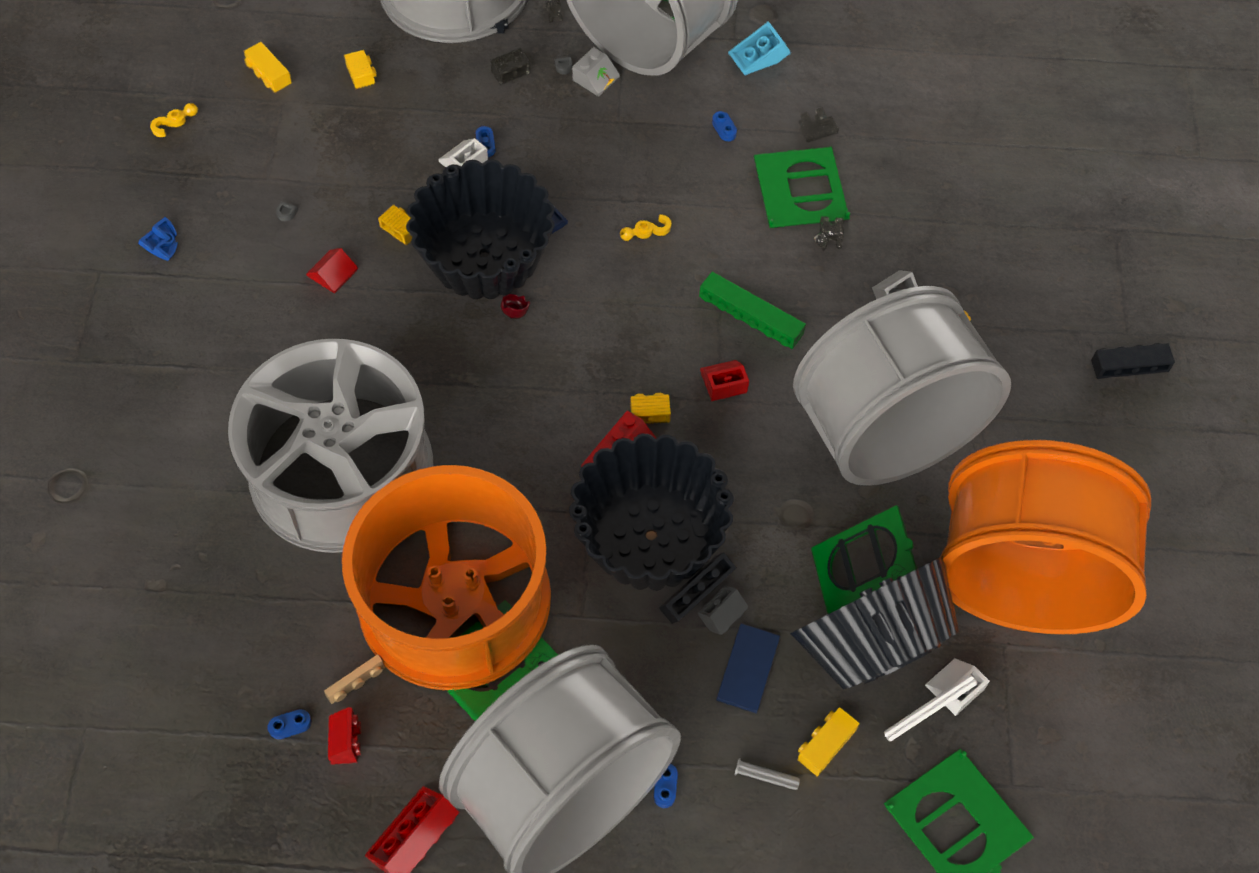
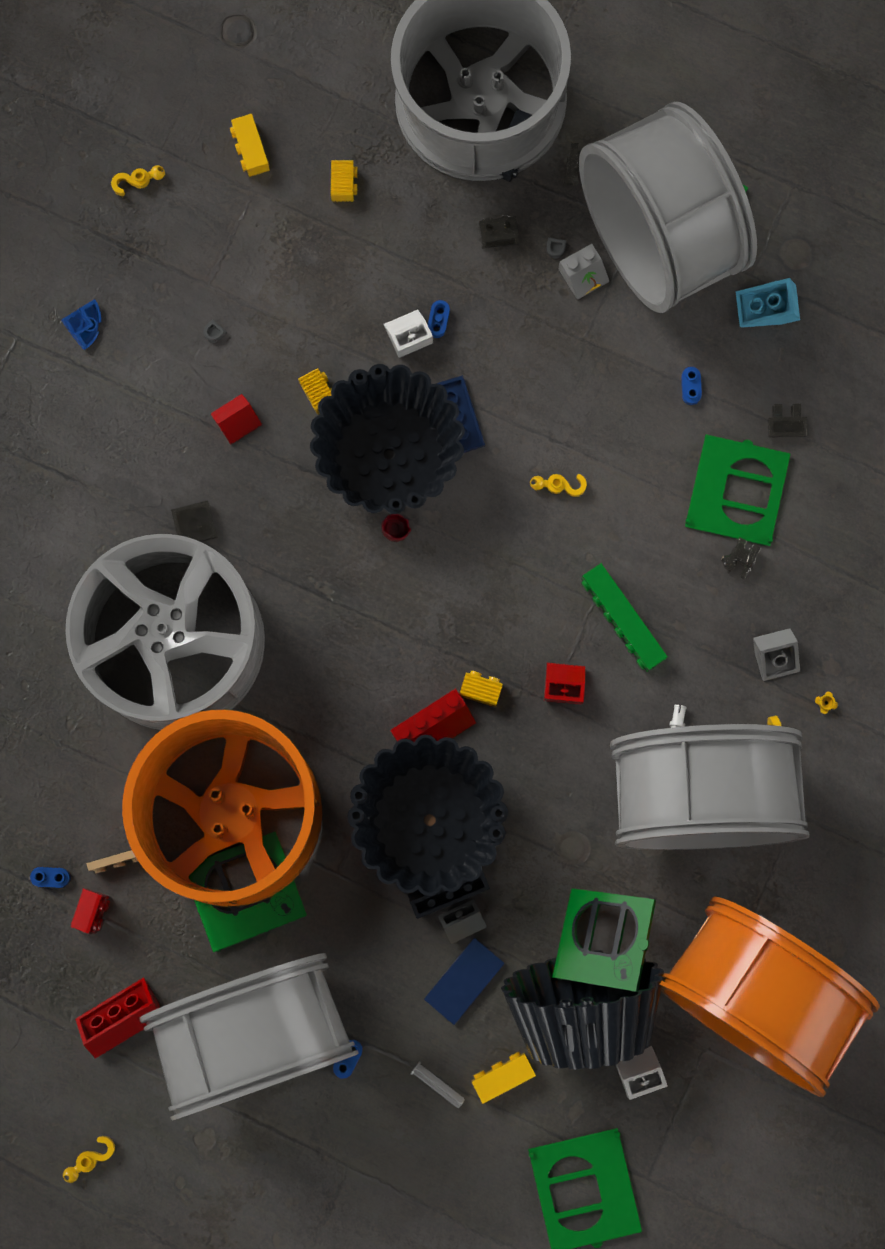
camera: 25 degrees right, 20 degrees up
(930, 707) = (604, 1088): white axle -> none

